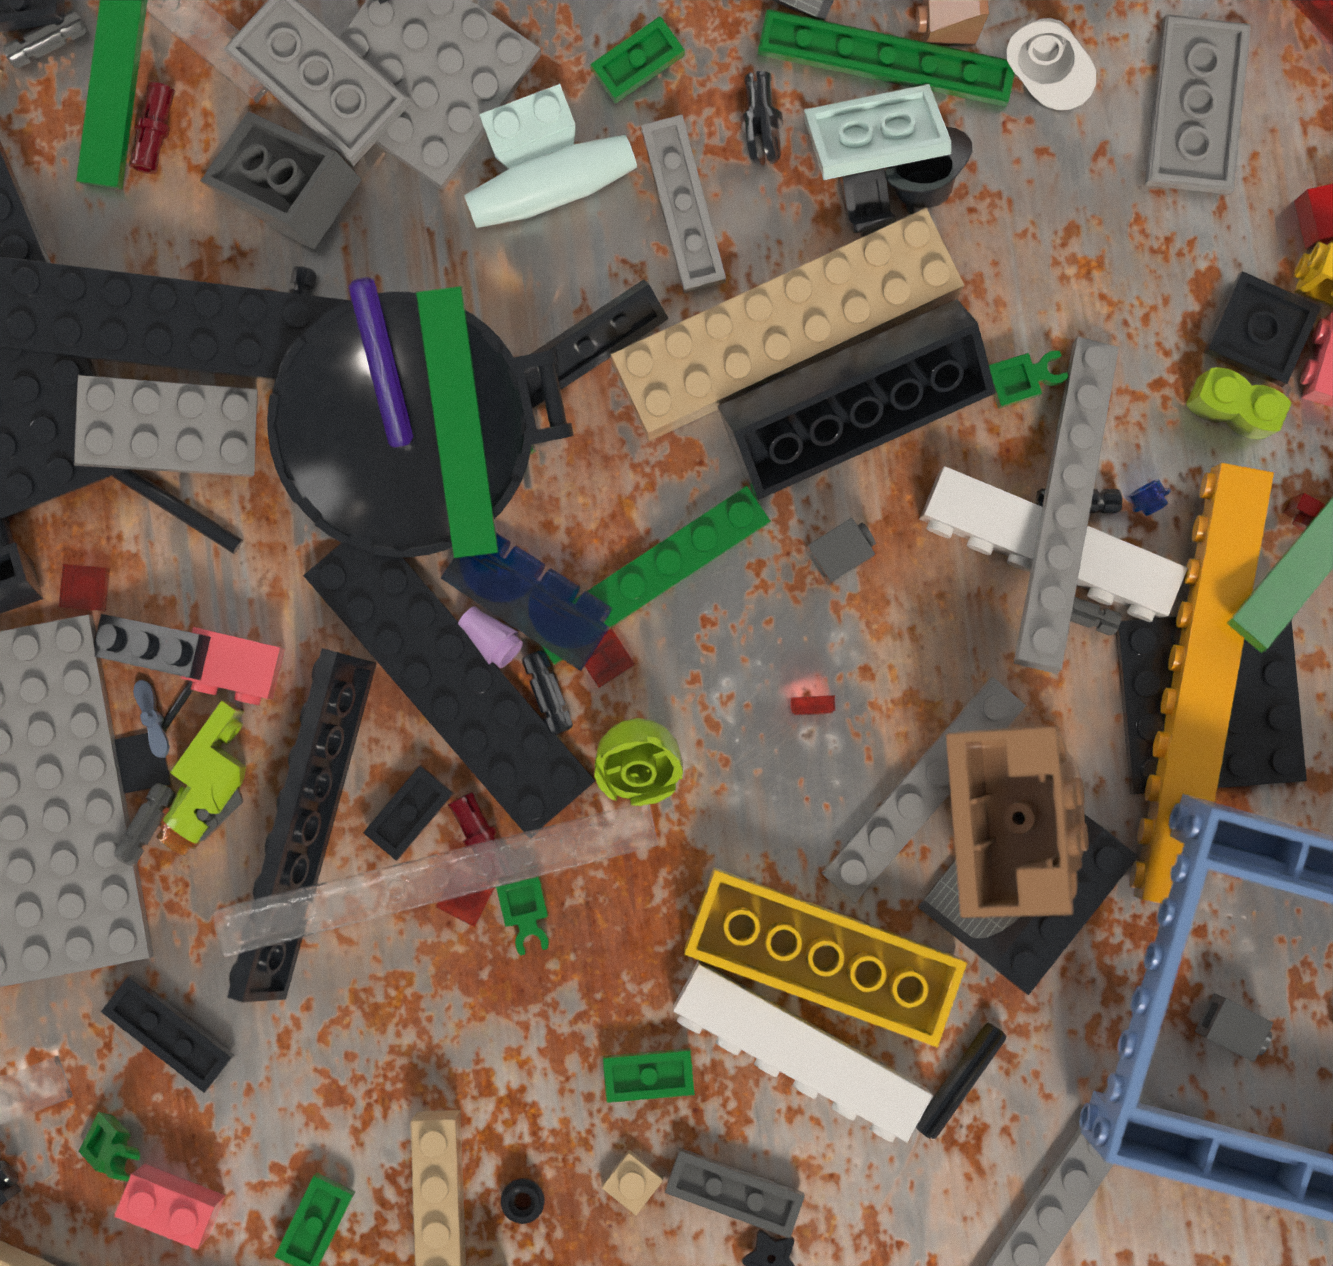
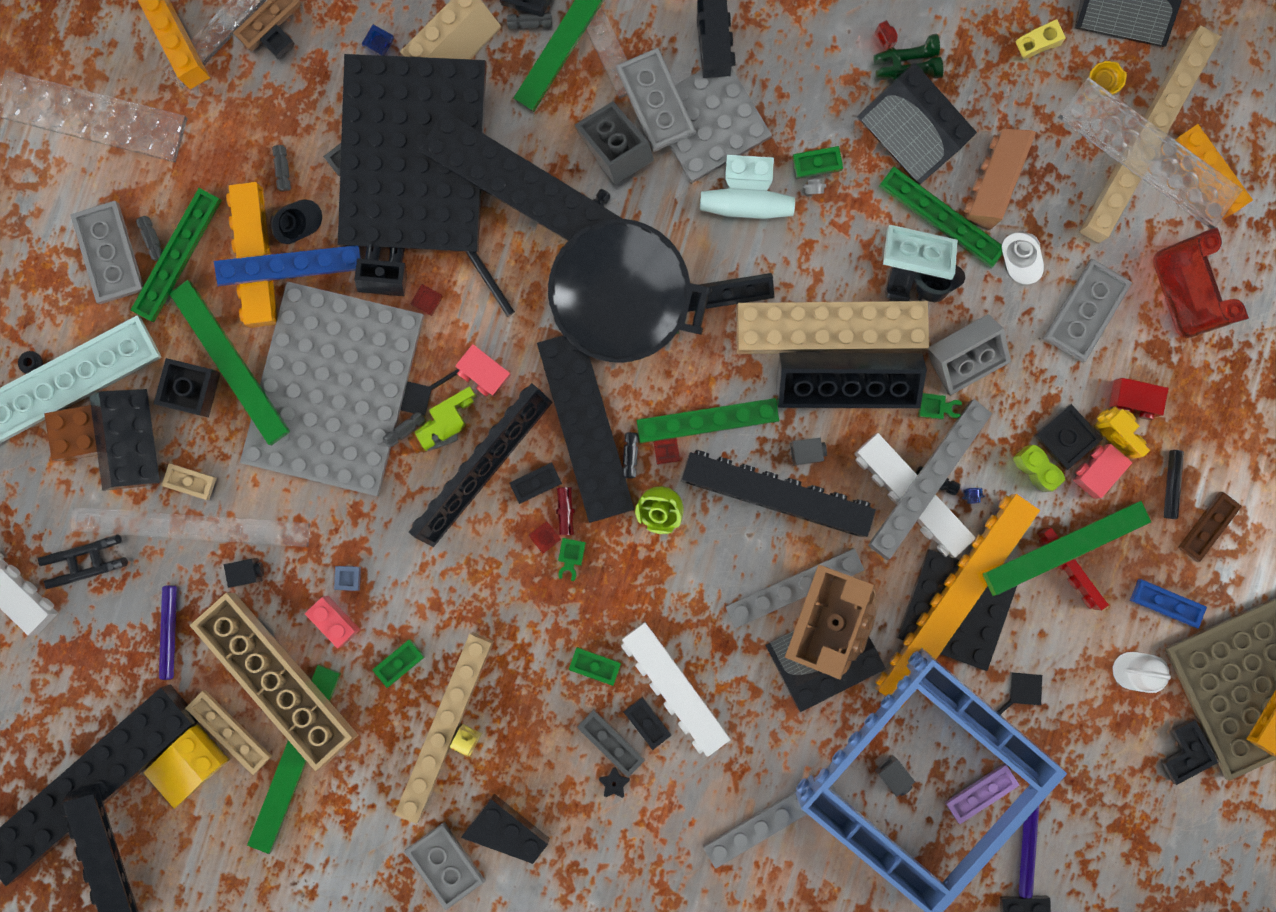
camera: 25 degrees right, 0 degrees up
(107, 1147) = (315, 579): green plate -> none
(151, 646) = (447, 344): plate -> none
(151, 718) = (432, 366): sand blue piece -> none
(152, 128) = (562, 88): dark red pin -> none
(162, 1120) = (347, 578): none -> sand blue plate
(165, 426) = (503, 239): light grey plate -> none
(167, 1033) = (369, 537): black plate -> none
(380, 361) = (623, 255): dark purple axle -> none
(433, 879) = (535, 521): clear plate -> none
(457, 421) = (648, 302): green tile -> none
(491, 637) = (615, 415): lavender cone -> none
(522, 1214) = (505, 706): black plate -> none
(532, 606) = (643, 410): clear blue windscreen -> none
(632, 1182) = (562, 715): tan plate -> none
(651, 102) = (814, 187): none -> light grey plate
(683, 204) = (807, 244): light grey plate -> none
(761, 120) = (865, 220): black arm -> none
(780, 1130) = (647, 723): none -> black plate
(811, 705) = (758, 521): clear red tile -> none
(825, 646) = (778, 495): none -> black brick
(825, 957) = (708, 648): yellow brick -> none
(961, 1081) = (747, 740): black axle -> none
(1036, 264) = (970, 354): none -> light grey slope
(1090, 615) = (916, 539): dark grey axle -> none

